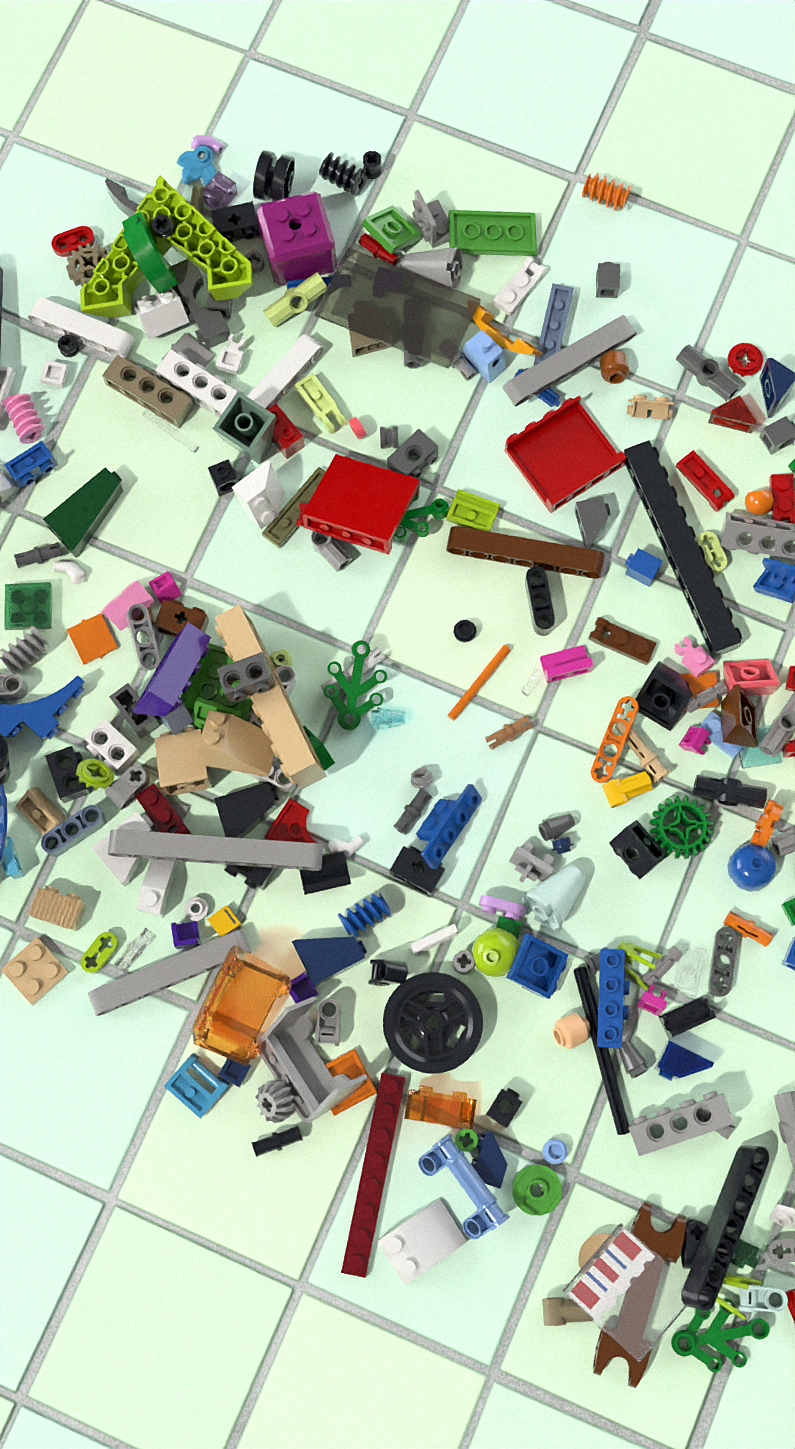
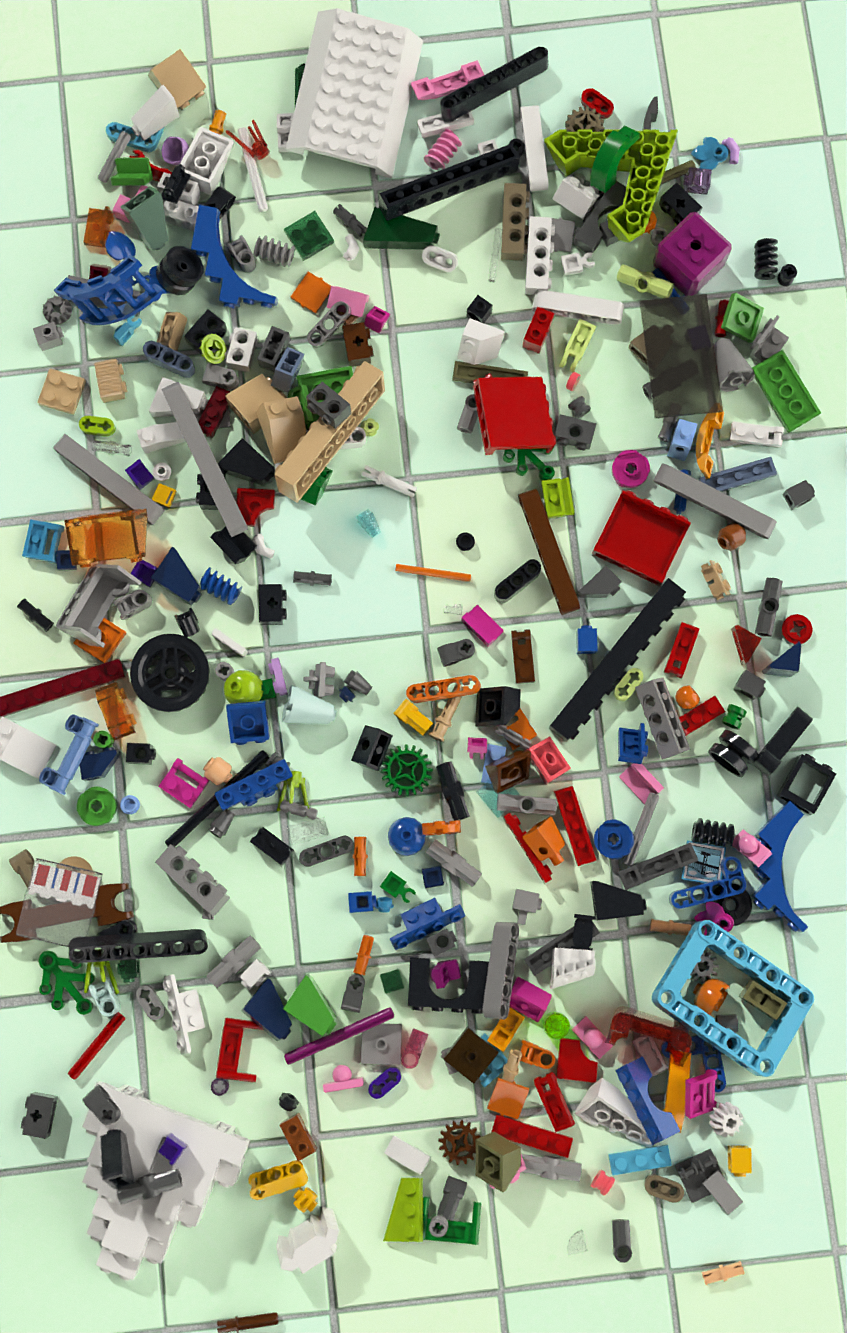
camera: 60 degrees right, 5 degrees up
(31, 464) = (407, 171): blue bracket -> none
(66, 429) = (448, 182): none -> black brick
(141, 487) = (440, 258): none -> white plate
(163, 219) = (637, 160): black bush -> none
(173, 672) = (312, 357): slope -> none
(246, 427) = (519, 302): sand green slope -> none
(273, 176) = (730, 211): black wheel -> none
(275, 1101) = (59, 597): light grey gear -> none
(354, 689) = (376, 487): green plant -> none
(421, 778) = (339, 571): light grey plate -> none
(446, 824) = (314, 605): blue bracket -> none
(496, 421) = (637, 461): none -> dark pink plate
(508, 732) = (407, 613): medium nougat pin -> none
(566, 1085) = (181, 789): none -> dark pink plate
(580, 708) = (452, 653): none -> dark grey piece
(652, 1003) = (268, 816): dark pink tile -> none
(679, 1062) = (237, 857): clear blue slope -> none
(696, 659) = (538, 715): bright pink plate -> none

